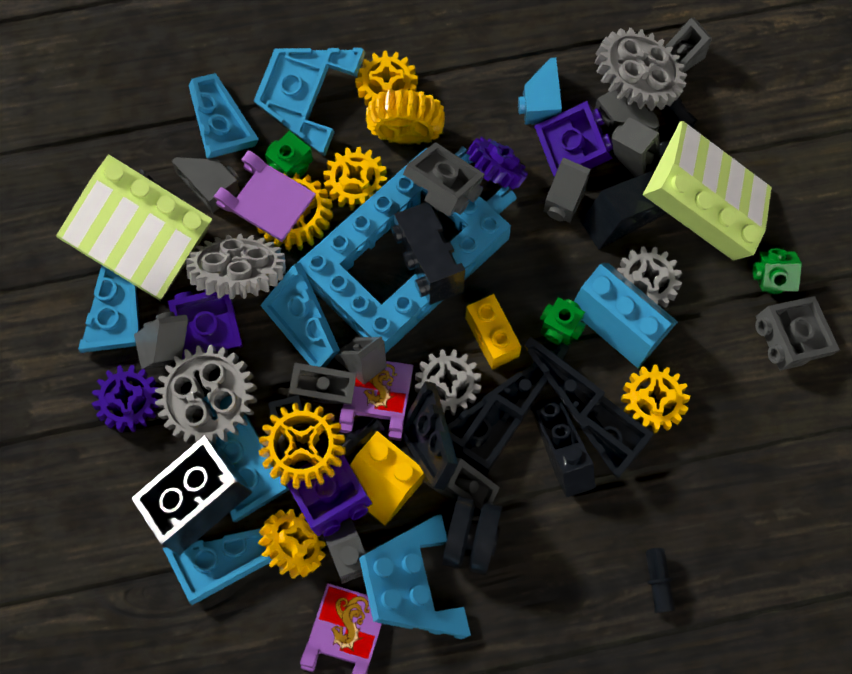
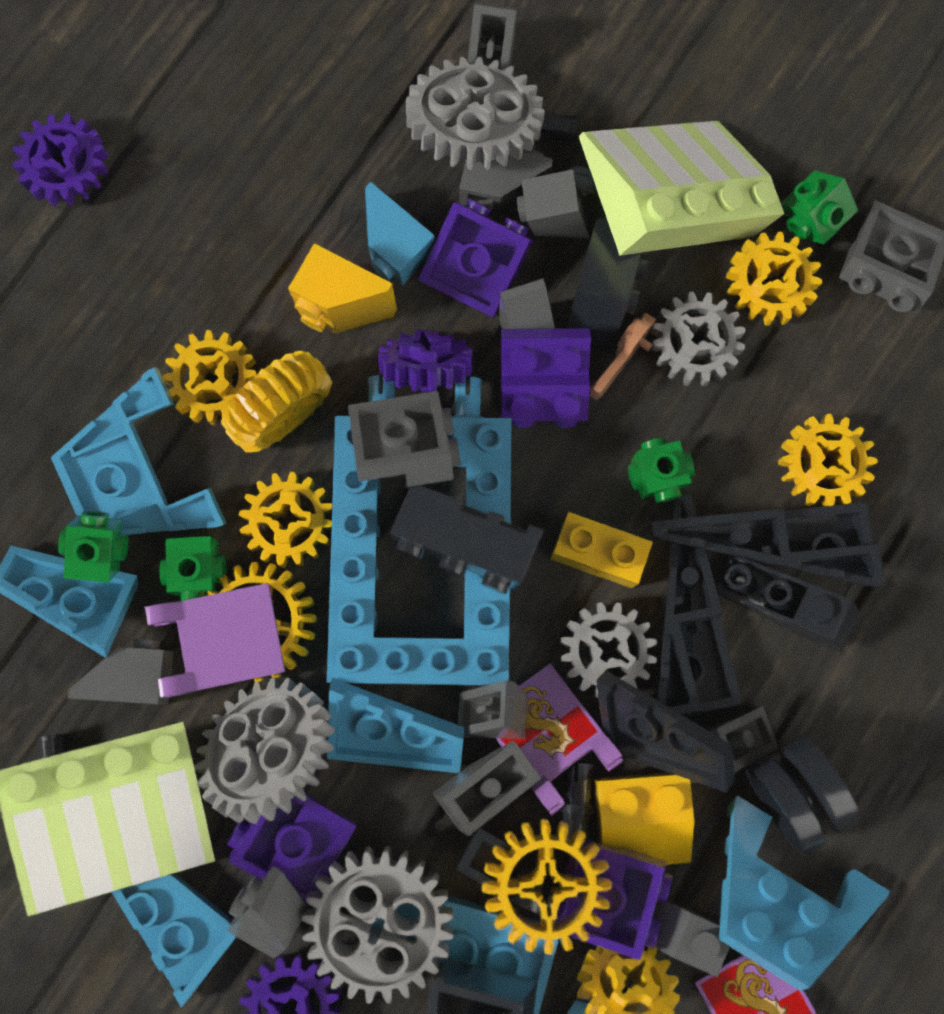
camera: 45 degrees left, 10 degrees up
(252, 104) = (93, 547): none -> green brick
(486, 95) = (339, 293): none -> yellow slope
(549, 223) = (545, 376): none -> dark purple plate
(609, 250) = (627, 346): none -> nougat piece
(623, 314) = (717, 402): dark azure slope -> none
(731, 282) = (770, 260): none -> yellow gear

